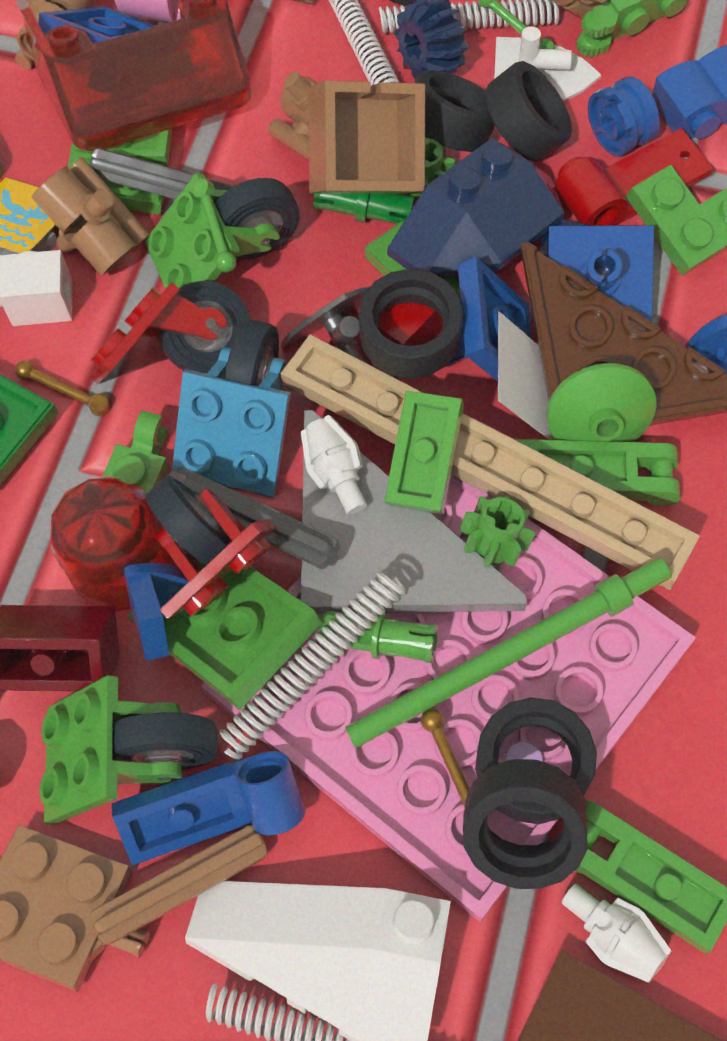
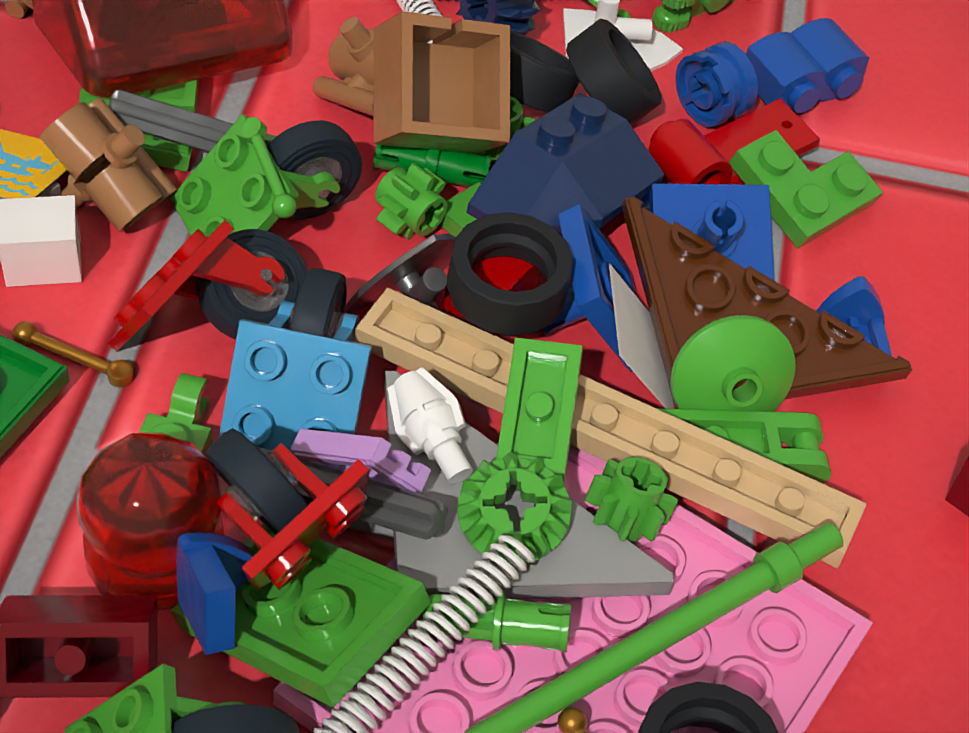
camera: 15 degrees left, 15 degrees down
(275, 497) = (343, 449): none -> lavender tile
(341, 243) = (411, 201): none -> bright green gear
(416, 558) = (541, 526): none -> bright green gear

